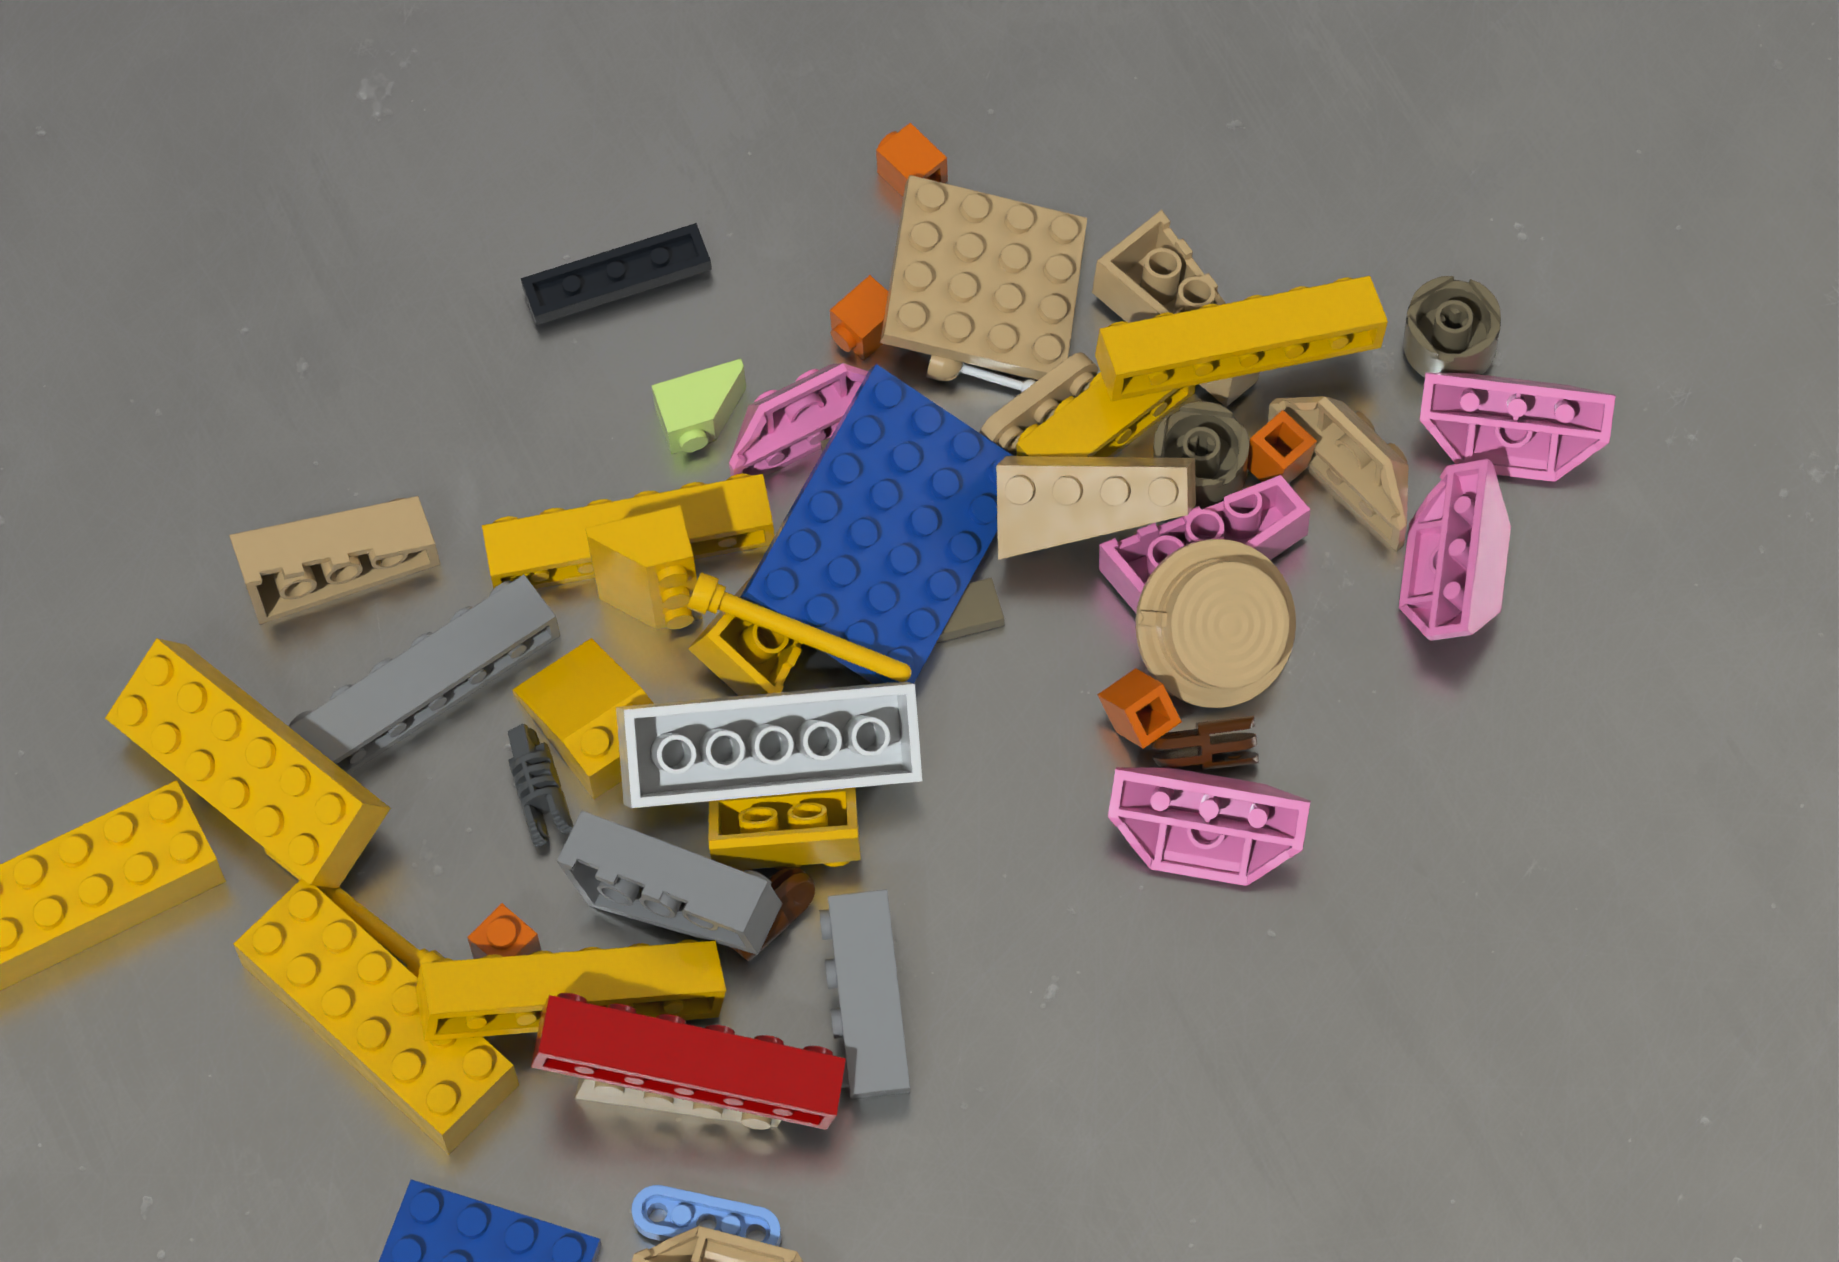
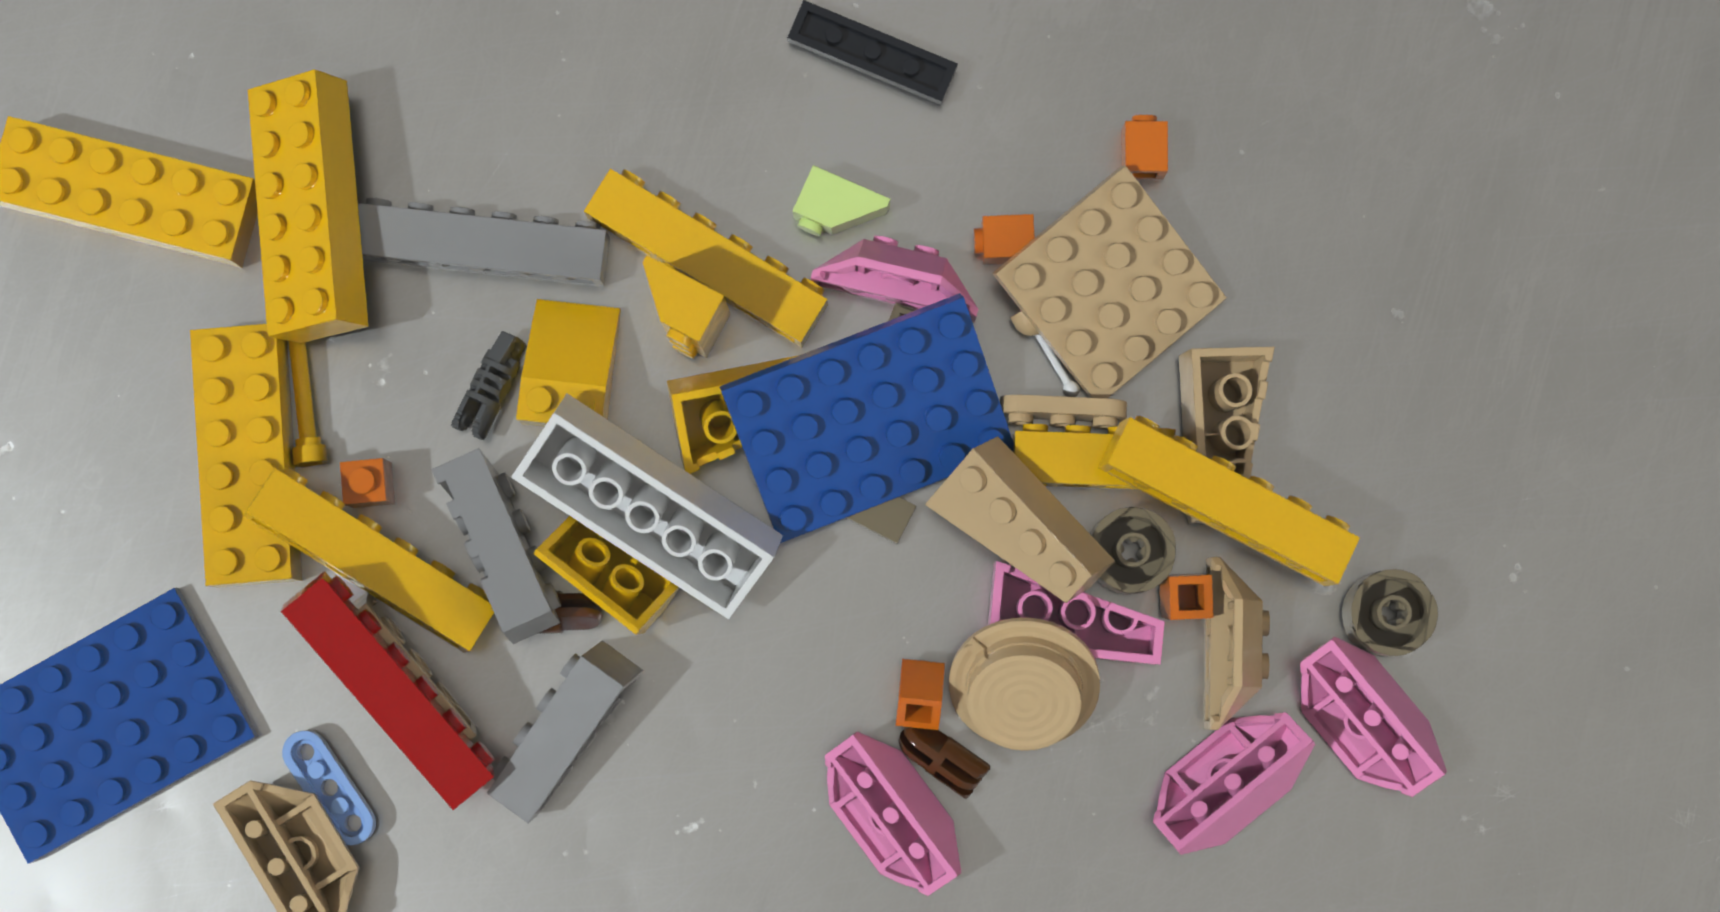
camera: 40 degrees right, 20 degrees up
(332, 556) = (498, 99): tan wedge -> none
(711, 597) = (697, 373): yellow piece -> none

